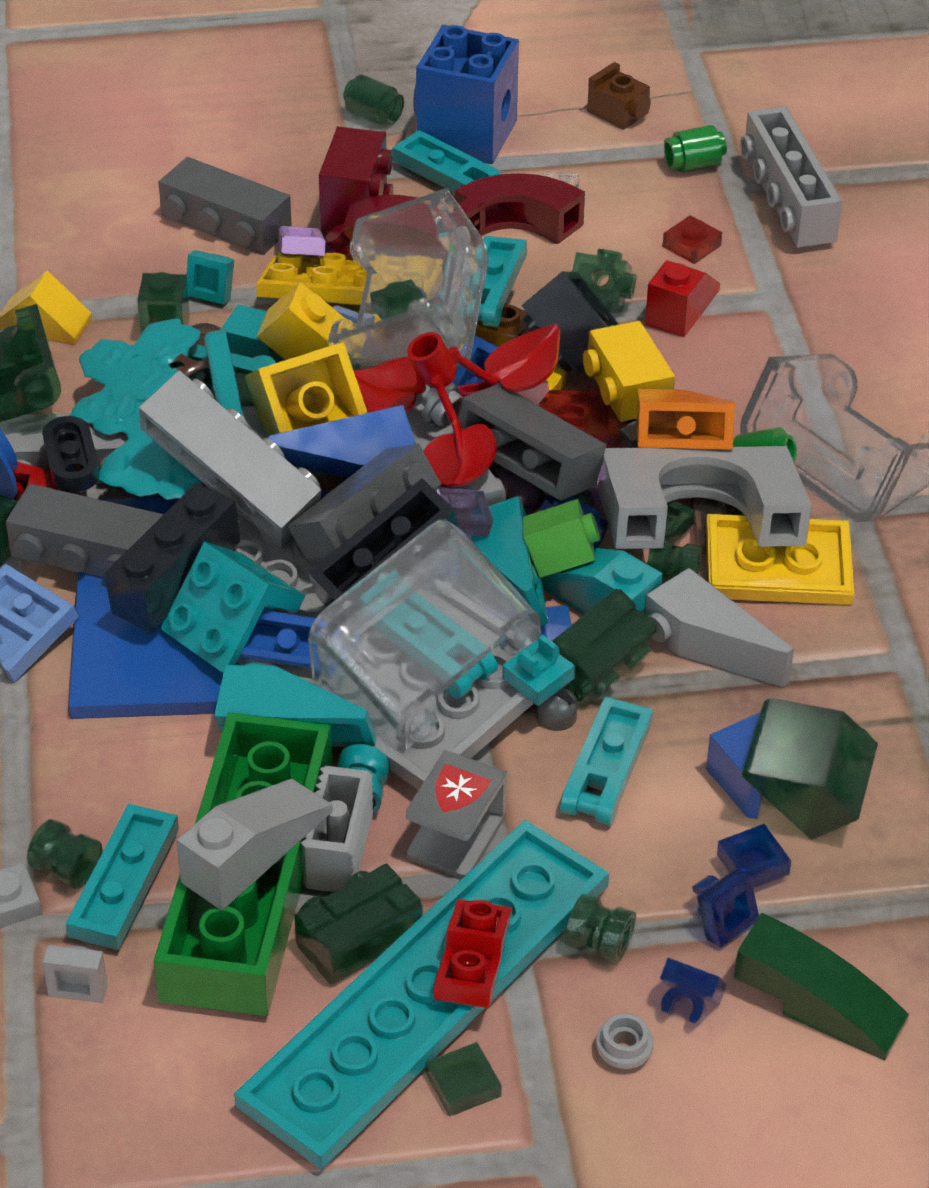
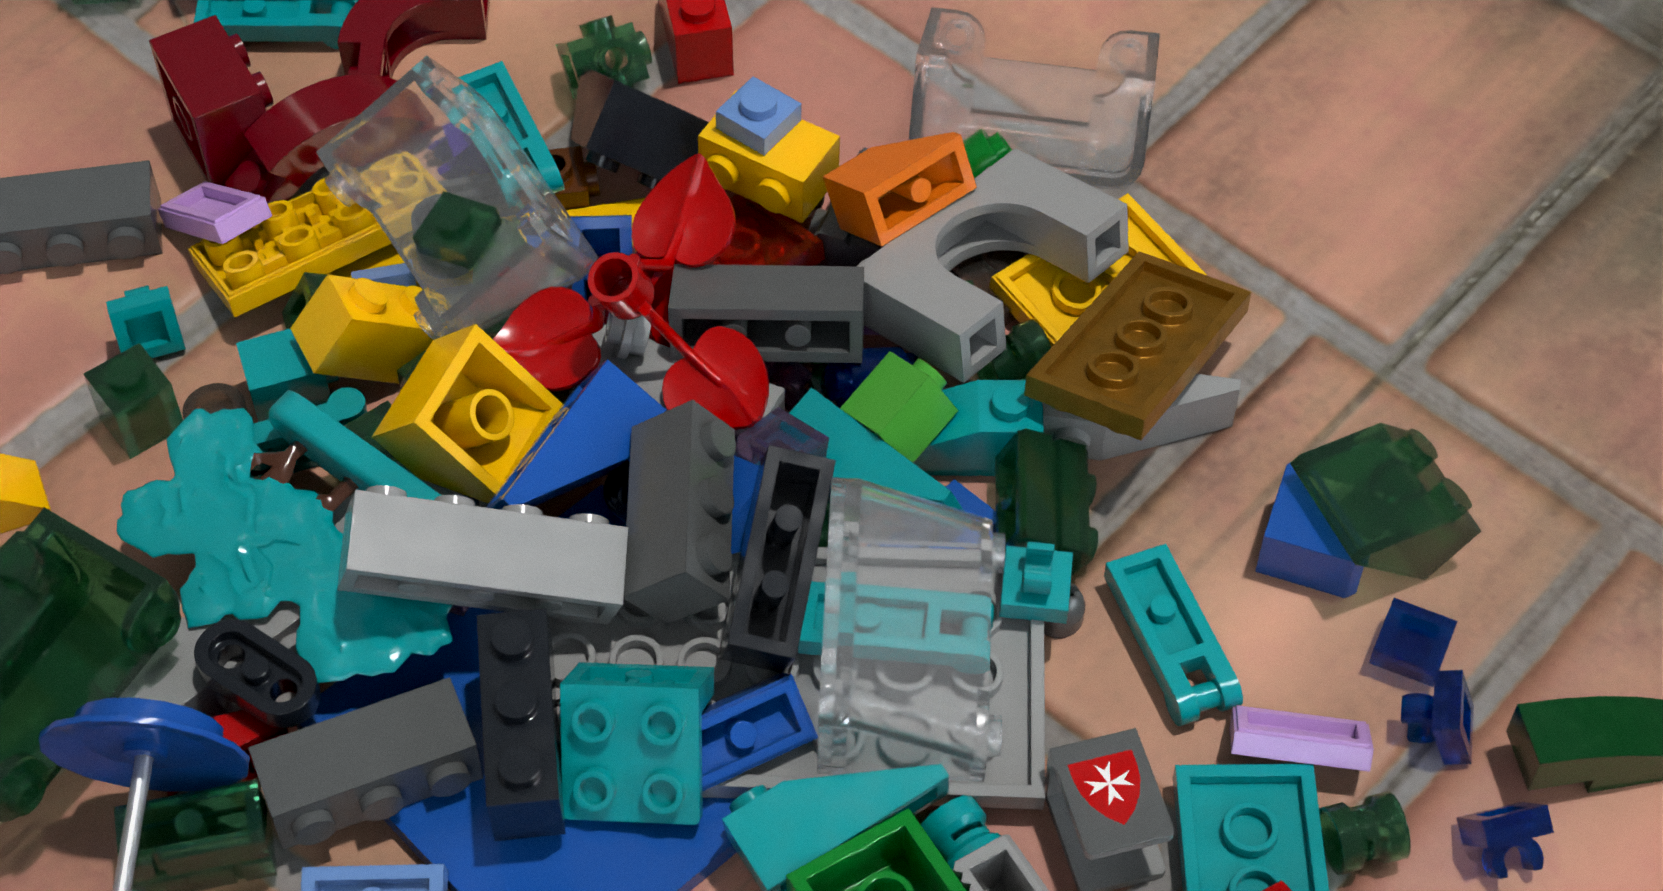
camera: 40 degrees left, 10 degrees up
(620, 858) = (1301, 738): none -> lavender tile
(633, 336) = (758, 115): none -> medium blue plate
(742, 587) = (1137, 345): none -> pearl gold plate

